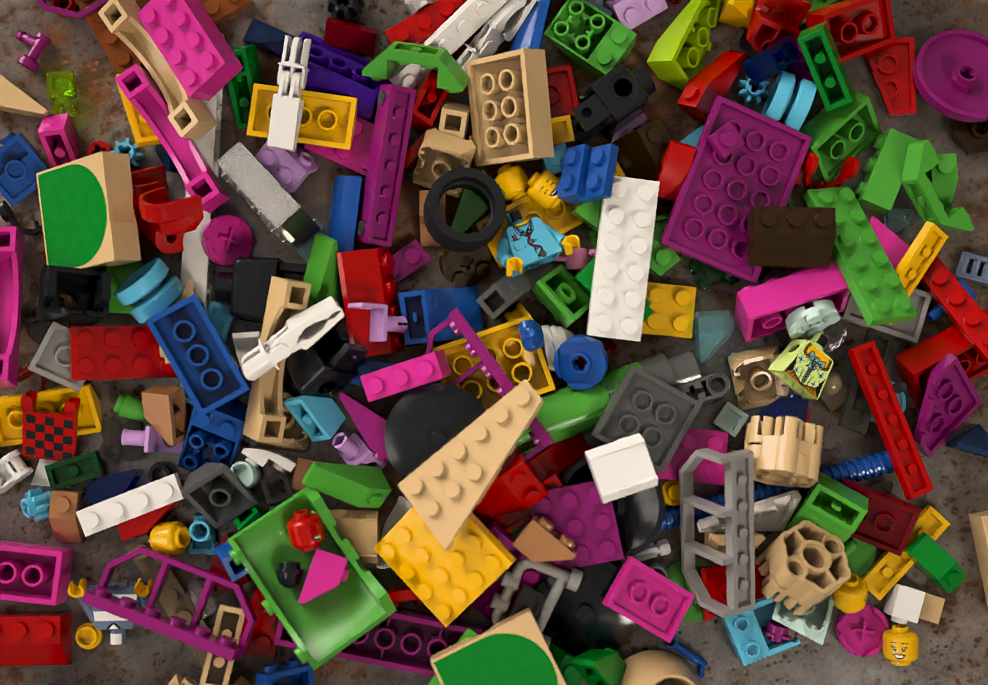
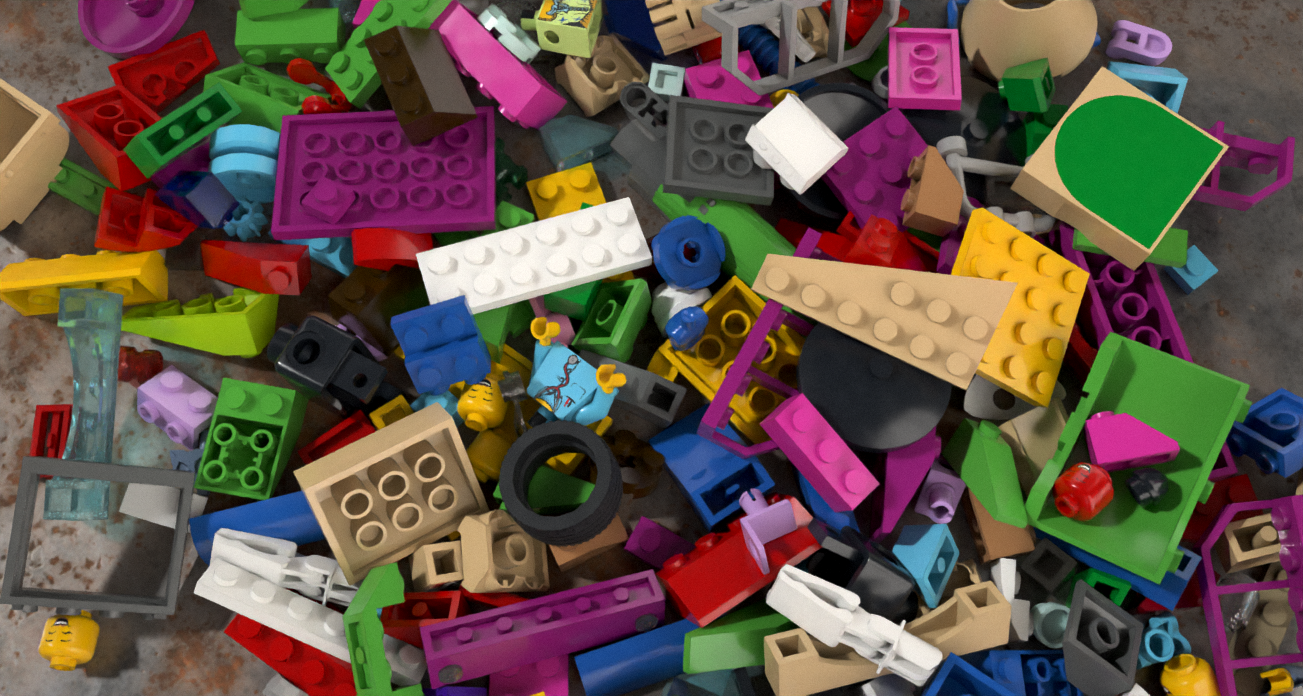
camera: 115 degrees left, 15 degrees down
(540, 207) = (513, 390): none -> clear smoke plate

